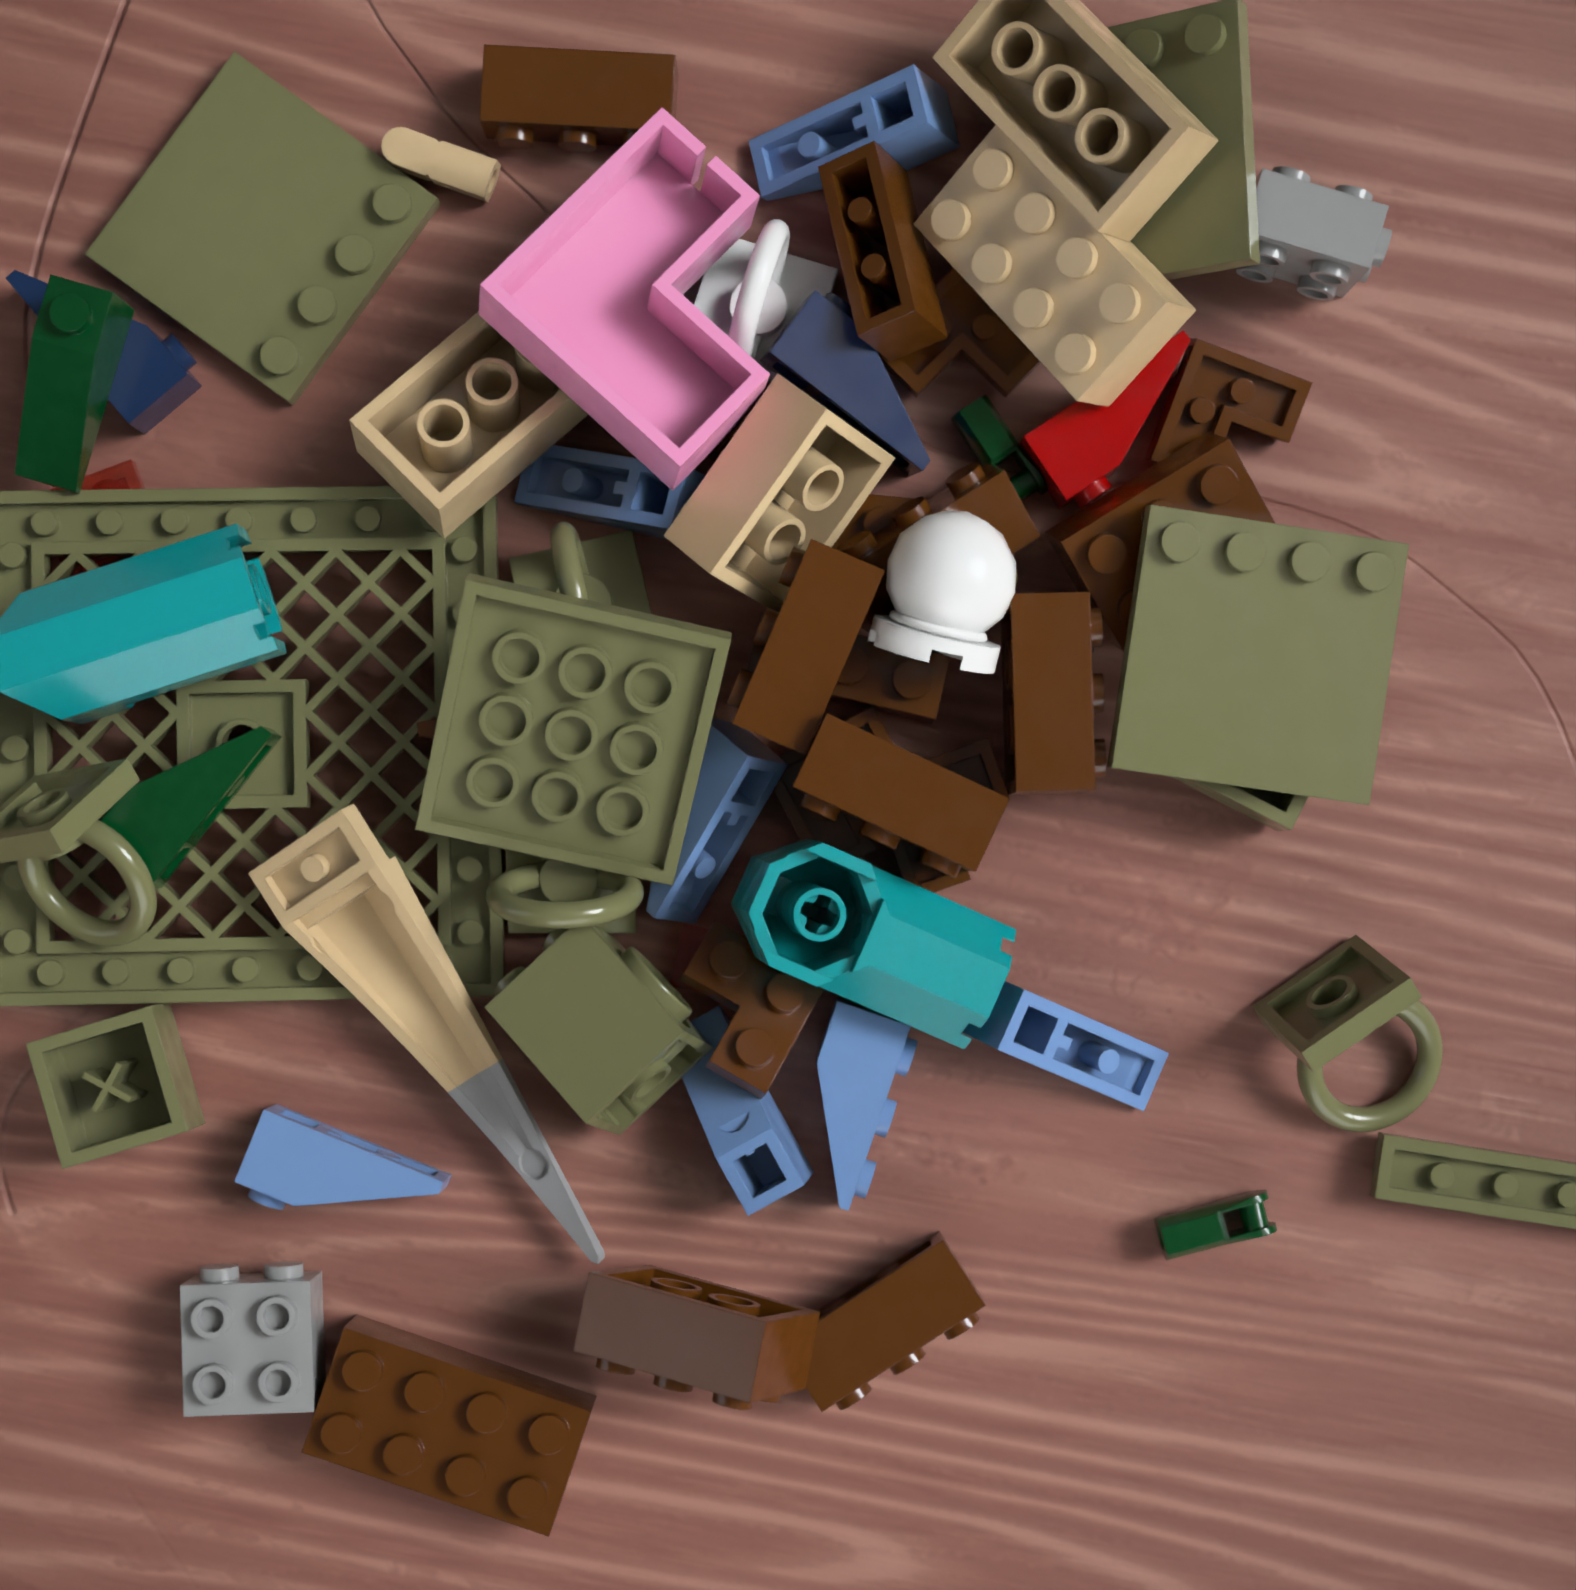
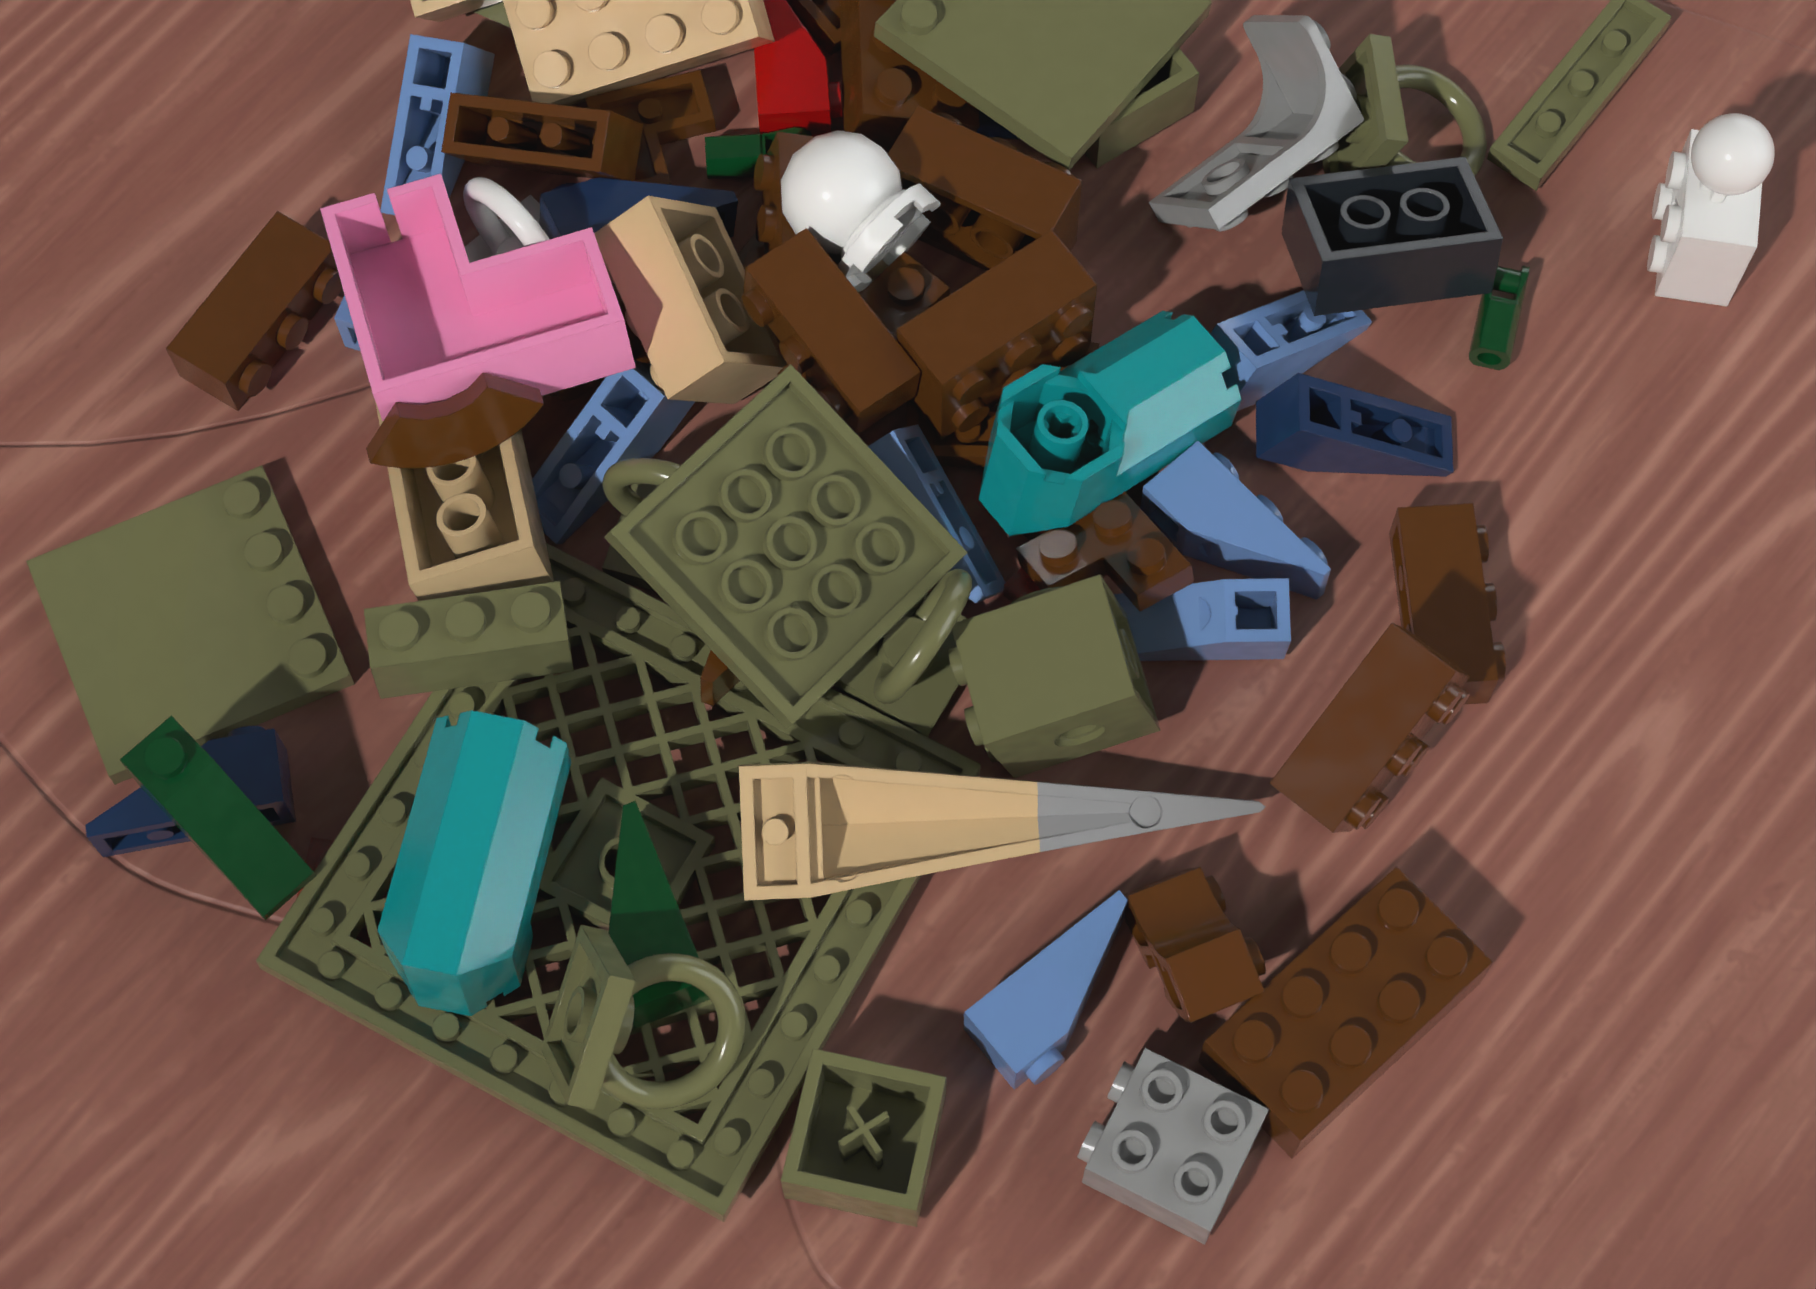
camera: 65 degrees left, 20 degrees down
(346, 495) = (468, 640): none -> olive brick
(434, 1264) = (1194, 944): none -> reddish brown brick
(441, 162) = (235, 447): tan bar -> none
(516, 369) = (455, 427): none -> reddish brown tile
(1010, 1155) = (1348, 430): none -> dark blue slope
(1222, 1095) = (1391, 236): none -> black brick
(1259, 935) = (1298, 122): none -> light grey bracket
(1411, 1383) = (1710, 210): none -> white brick

